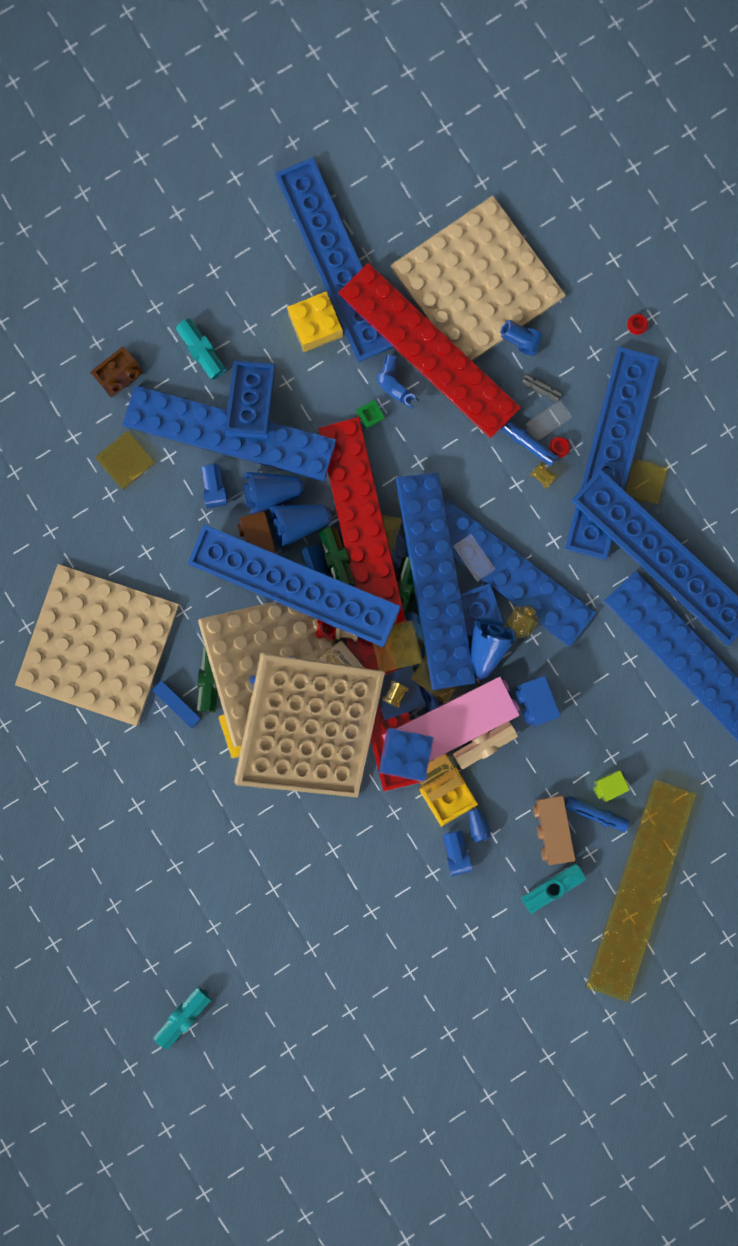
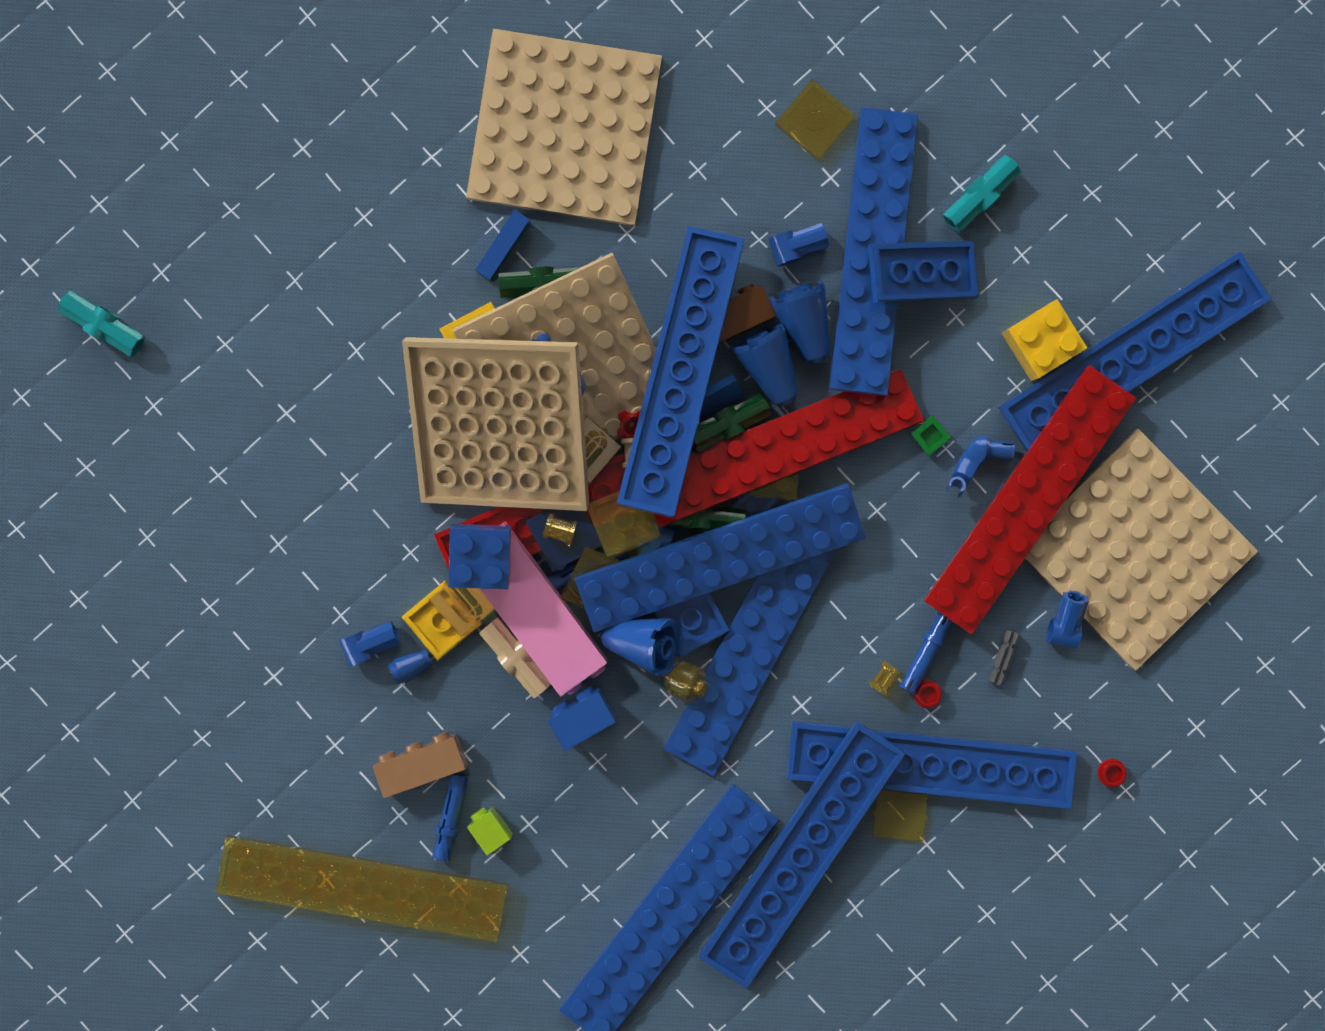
camera: 80 degrees right, 5 degrees up
(117, 371) = (932, 87): reddish brown bracket -> none
(474, 557) = (759, 604): clear tile -> none
(540, 896) = (332, 759): teal piece -> none
(548, 421) = (960, 673): clear tile -> none

